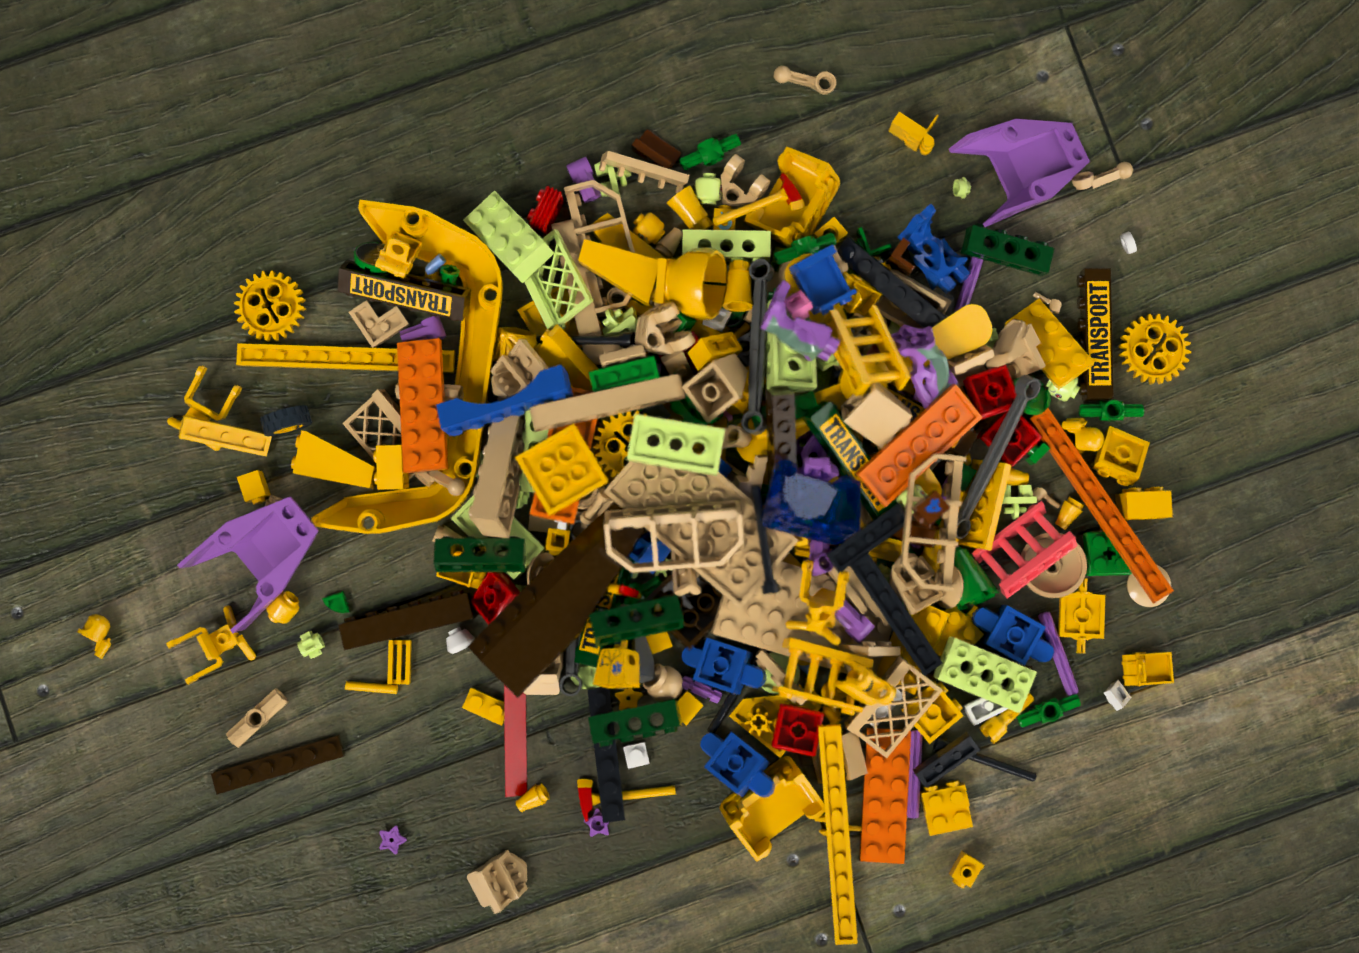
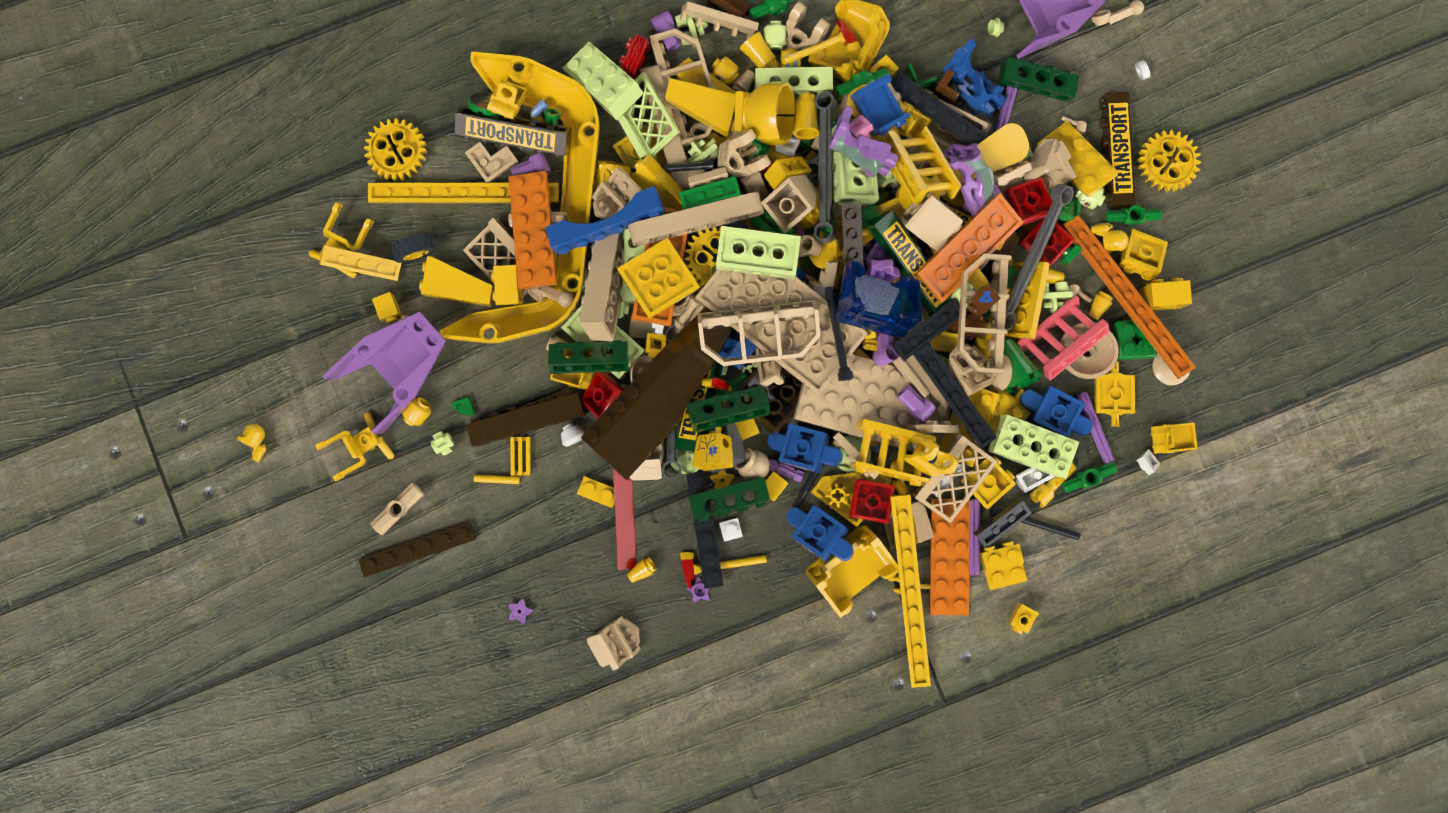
camera: 10 degrees left, 0 degrees up
(821, 605) = (889, 390): yellow piece -> none

